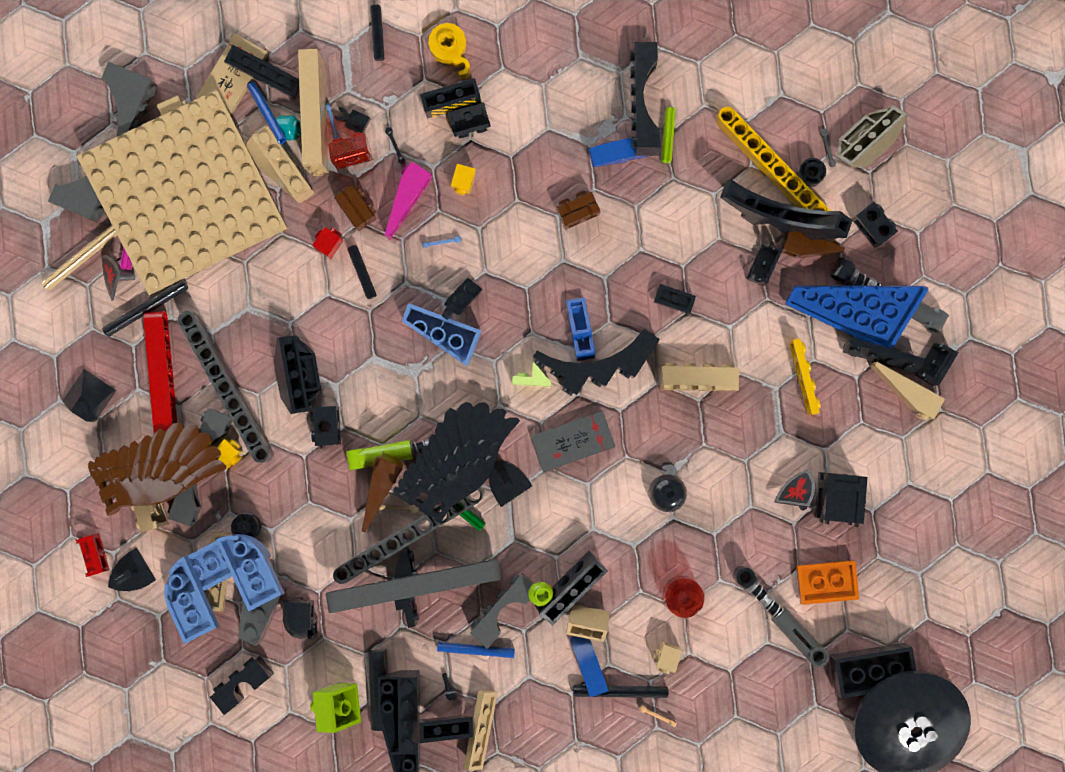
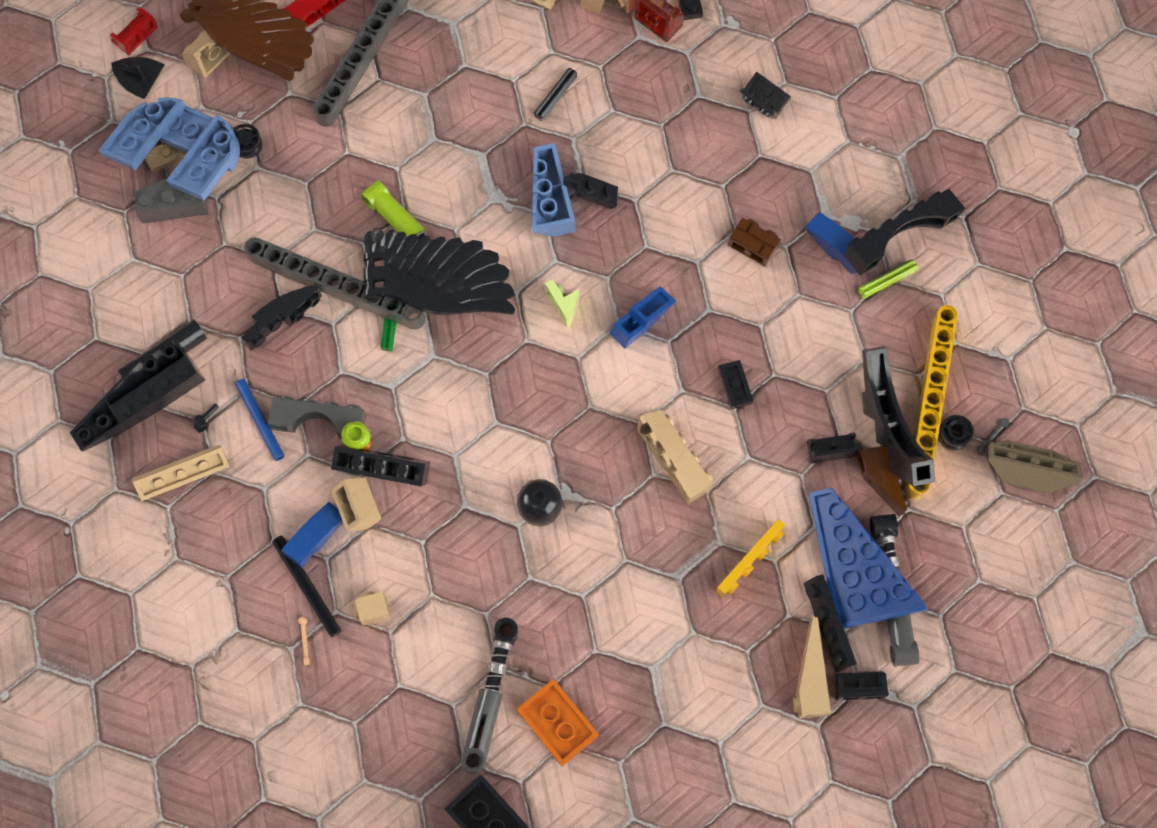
camera: 55 degrees right, 15 degrees down
(187, 504) = (235, 77): dark grey arch -> none
(228, 695) = (72, 221): black arch -> none
(230, 452) = (305, 84): yellow brick -> none
(296, 374) = (421, 94): black wedge -> none
(299, 618) = (186, 235): black brick -> none
(328, 241) = (562, 48): red brick -> none
(332, 416) = (383, 160): black brick -> none
(336, 707) = (121, 320): lime brick -> none
(355, 208) = (610, 51): reddish brown brick -> none
(384, 475) = (373, 219): reddish brown slope -> none
(389, 132) = (702, 39): black hinge -> none
(411, 186) = (660, 86): dark pink slope -> none
(413, 509) = (345, 247): tan hinge -> none
(413, 586) = (287, 314): dark grey beam -> none
(440, 729) = (159, 427): black brick -> none
(450, 55) = (815, 46): yellow piece -> none
(450, 98) = (772, 65): black brick -> none
(457, 239) = (647, 156): medium blue hinge -> none
(463, 180) = (705, 123): yellow brick -> none
(507, 482) = (446, 345): black shield -> none
(573, 441) = (528, 380): dark grey tile -> none
(601, 371) = (645, 378): black arch -> none
(690, 604) = (451, 569): clear red brick -> none
(798, 491) = (629, 627): shield -> none
(841, 498) = (653, 671): black container -> none
(870, 229) = (948, 526): black brick -> none

